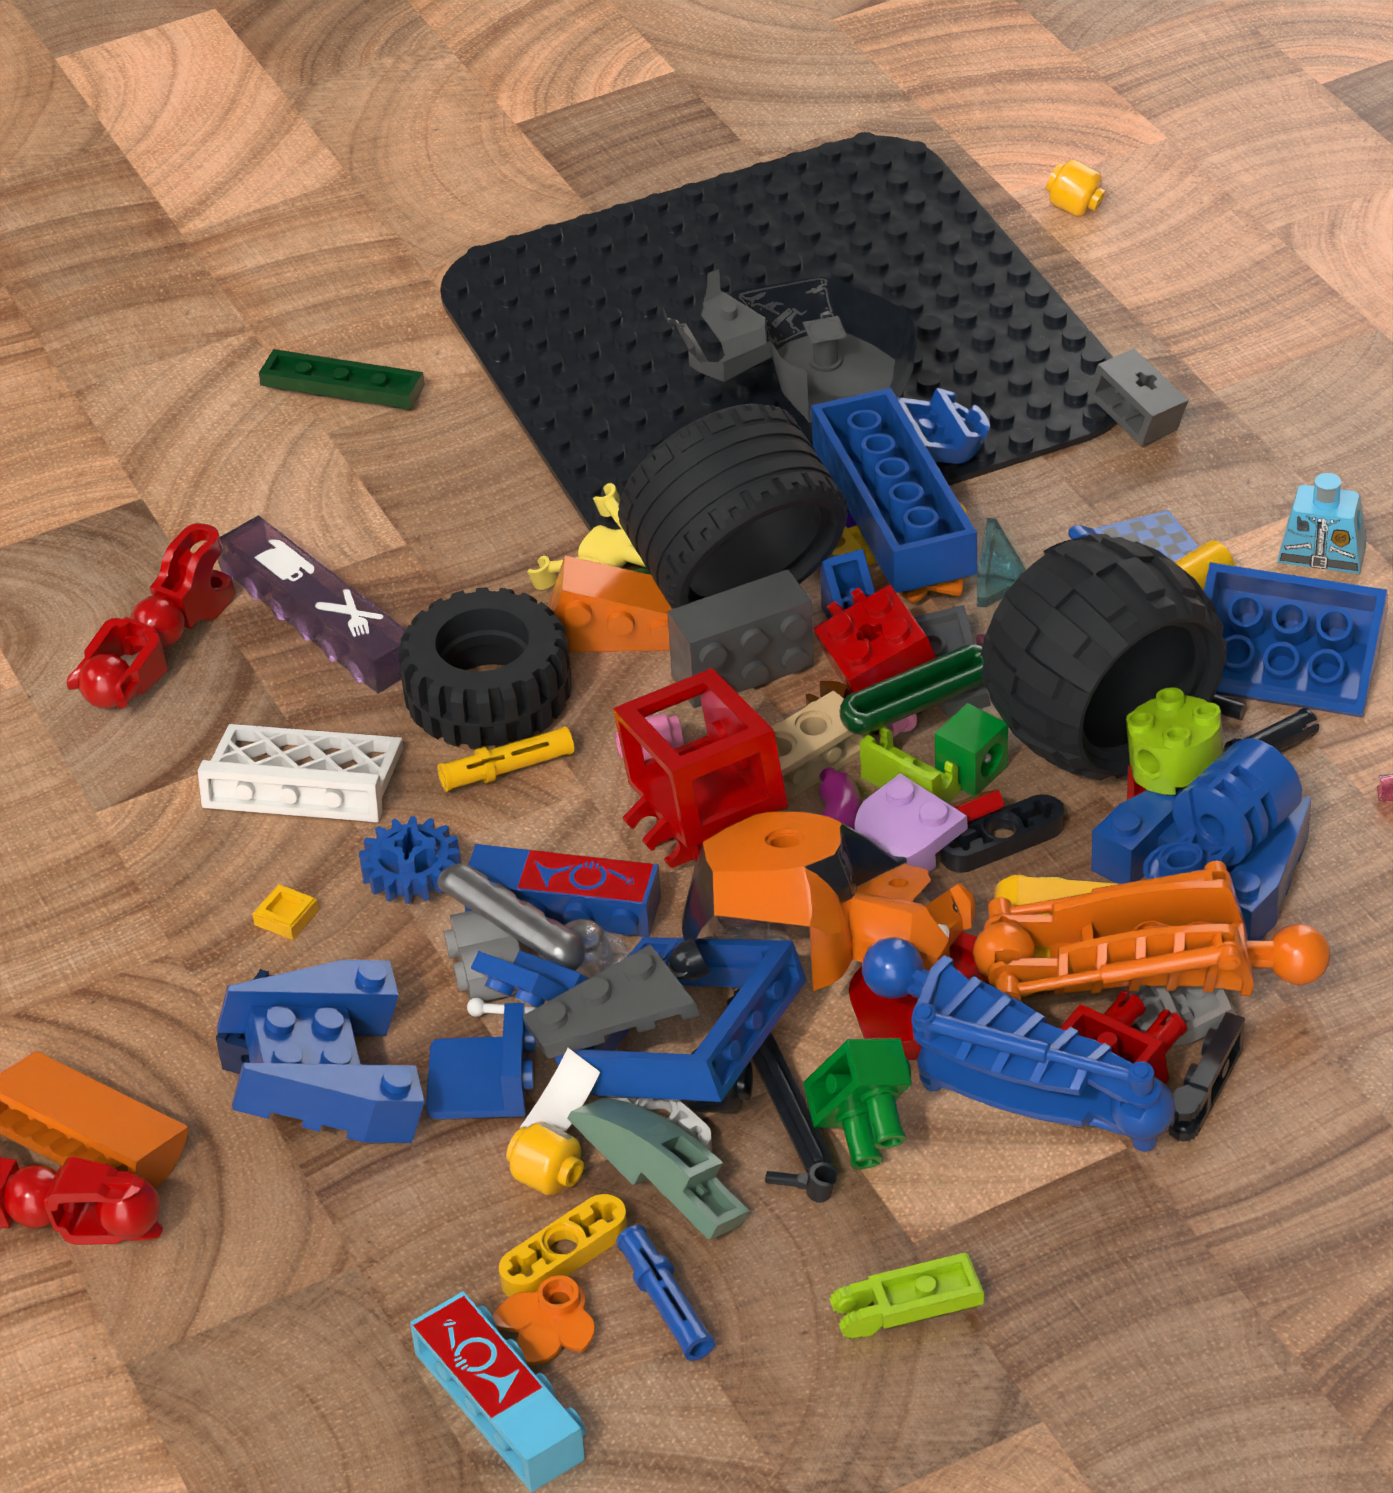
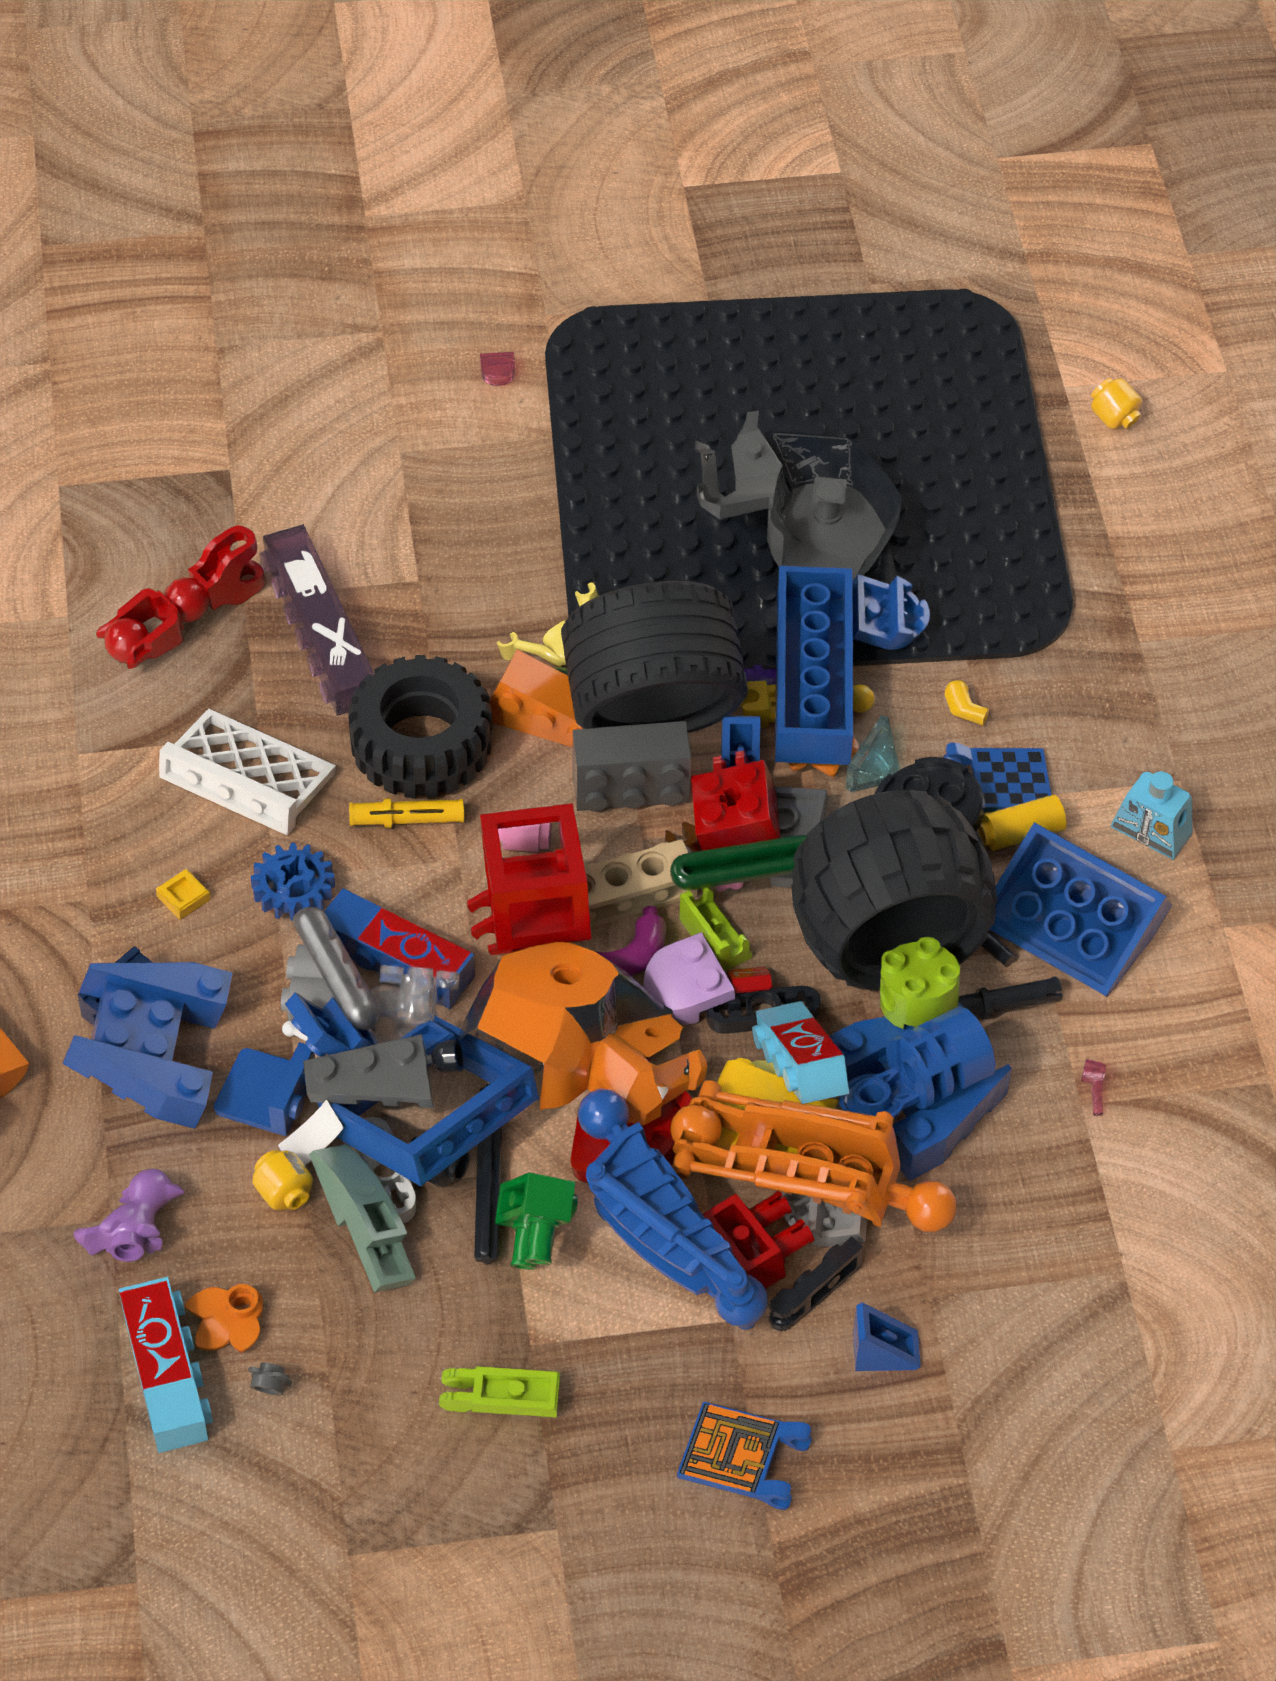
camera: 15 degrees right, 10 degrees up
(341, 379) = (430, 406): dark green plate -> none
(390, 1256) = (131, 1226): none -> medium lavender animal
(397, 328) = (497, 368): none -> clear pink tile
(572, 1227) = (274, 1243): yellow beam -> none
(617, 909) = (417, 991): none -> clear plate
(631, 1366) = (269, 1379): none -> dark grey plate
(644, 1259) = (319, 1284): blue pin -> none
(817, 1183) = (471, 1266): black hand -> none
(975, 745) = (770, 927): green piece -> none
(1061, 494) = (961, 705): none -> yellow arm
(1080, 845) = (801, 1052): none -> medium azure brick
(1137, 397) = (1064, 634): dark grey brick -> none
(1211, 1273) = (736, 1452): none -> flag
(1309, 1112) = (883, 1342): none -> blue slope

